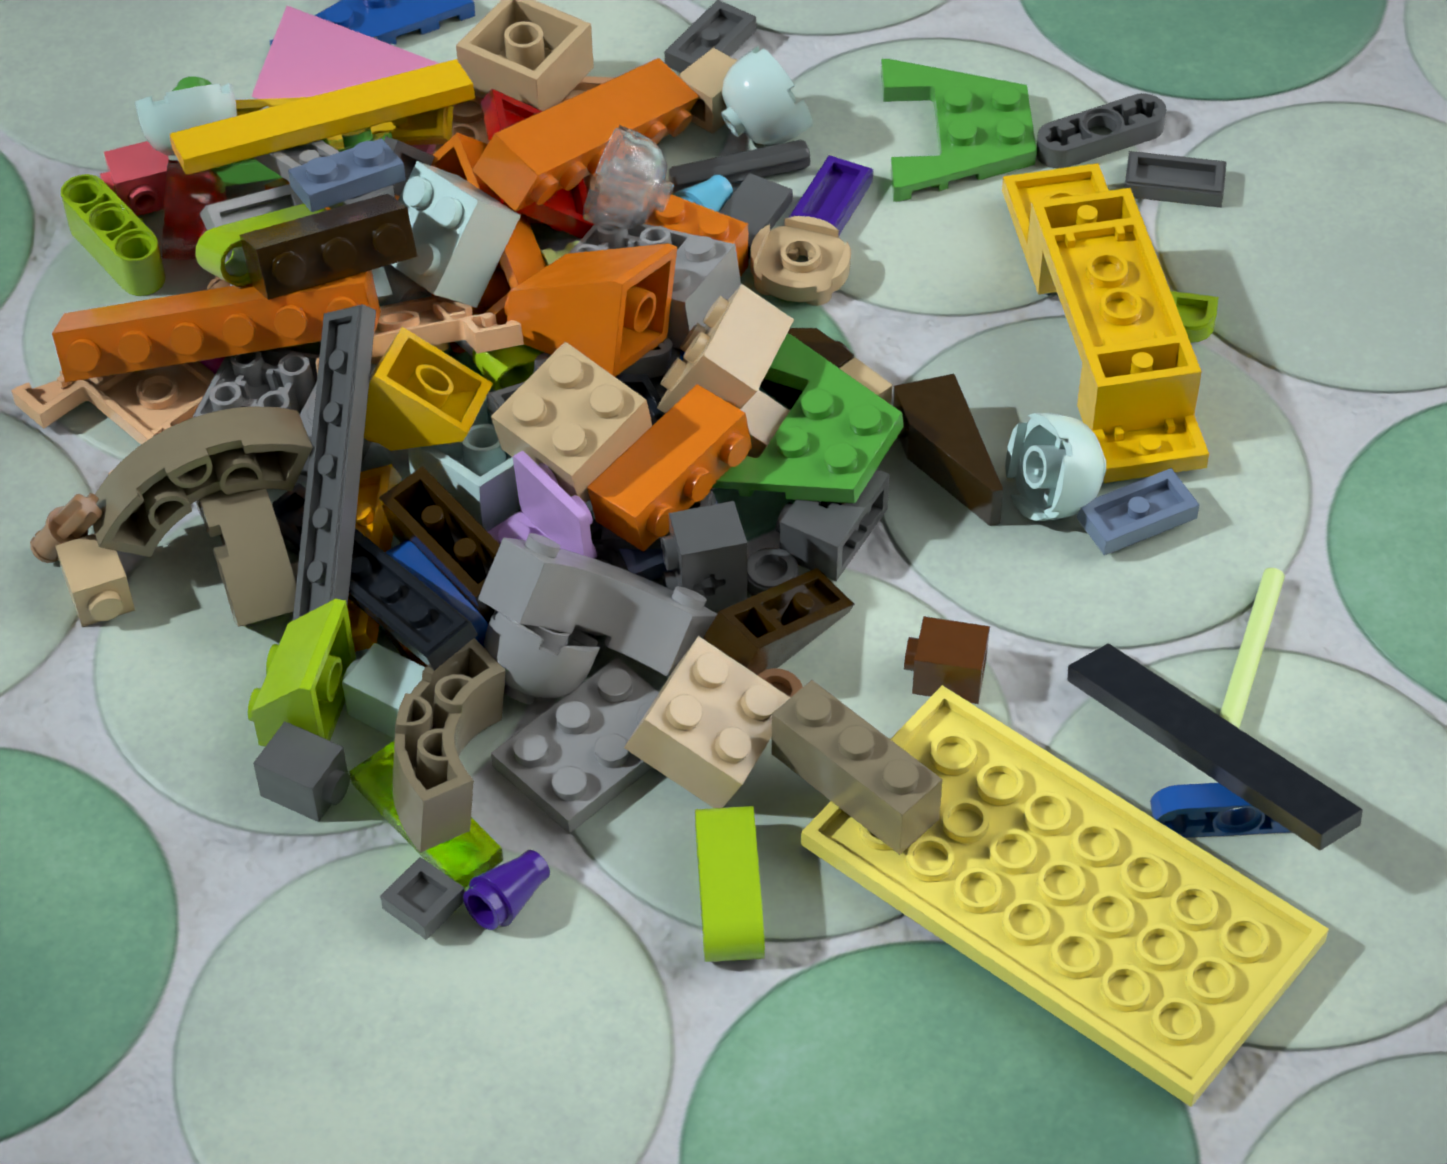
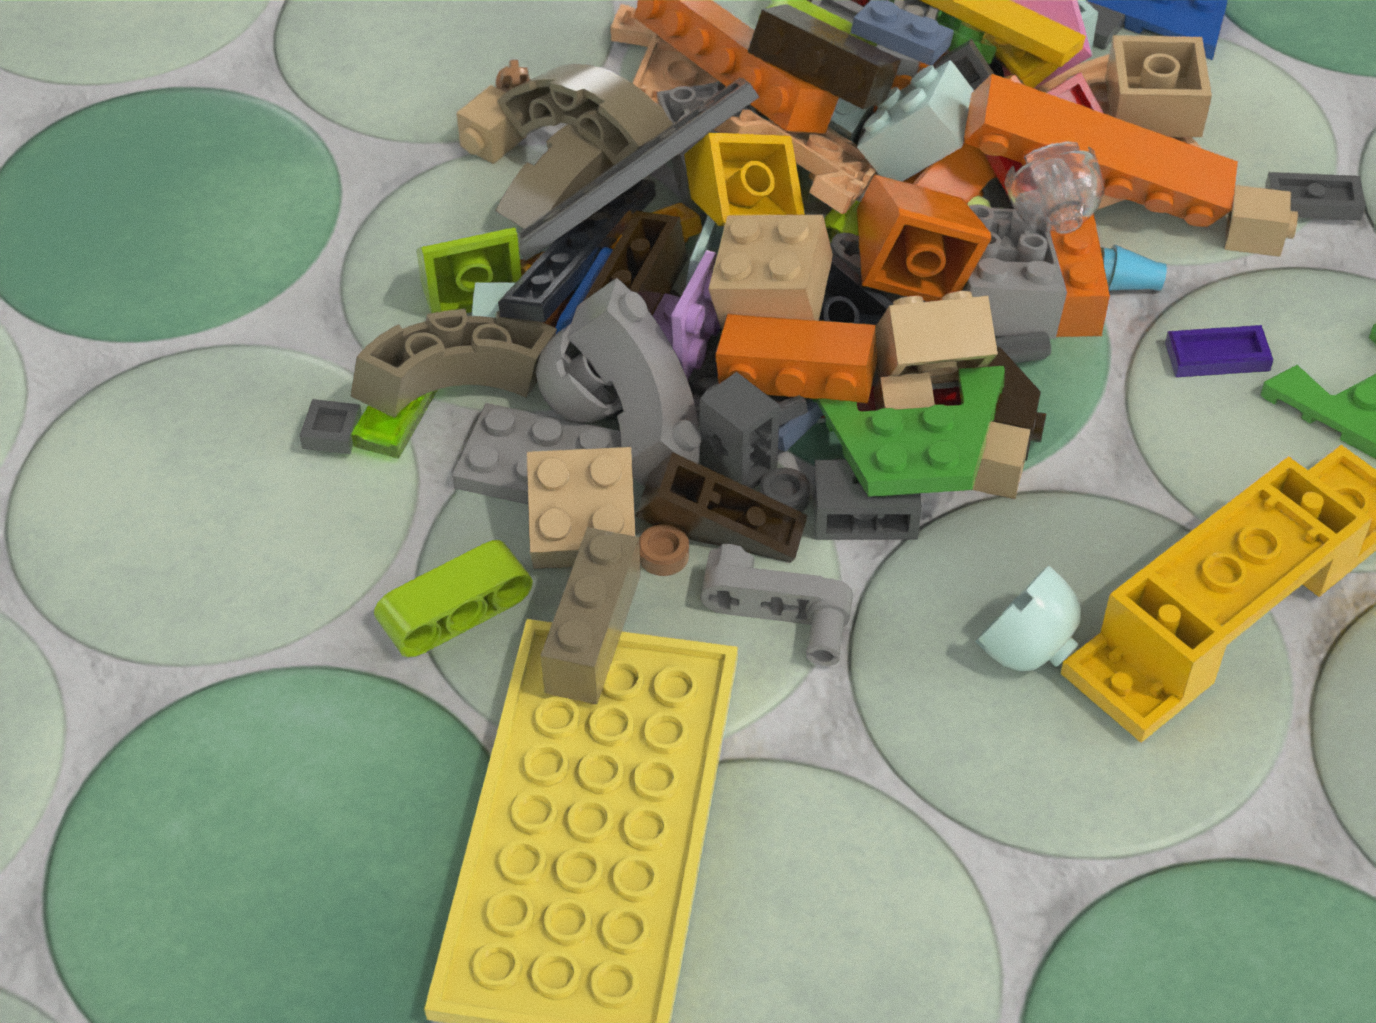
camera: 60 degrees right, 0 degrees up
(302, 772) = (395, 300): dark grey brick -> none
(503, 891) = (367, 469): dark purple cone -> none
(736, 166) = (1200, 279): dark grey axle -> none
(758, 204) = (1151, 308): dark grey tile -> none
(762, 100) = (1263, 249): light aqua cylinder -> none
(800, 281) = (1124, 380): tan plate -> none
(870, 658) = (738, 589): none -> light grey beam
(947, 444) = (1014, 528): dark brown slope -> none
(948, 656) = (772, 642): reddish brown brick -> none
(1138, 511) = (1041, 709): sand blue plate -> none
(1197, 314) = (1314, 656): lime tile -> none
(1207, 812) = (758, 921): blue beam -> none
(1216, 747) = (793, 871): black tile -> none
(1252, 646) = (944, 865): yellowish green bar -> none

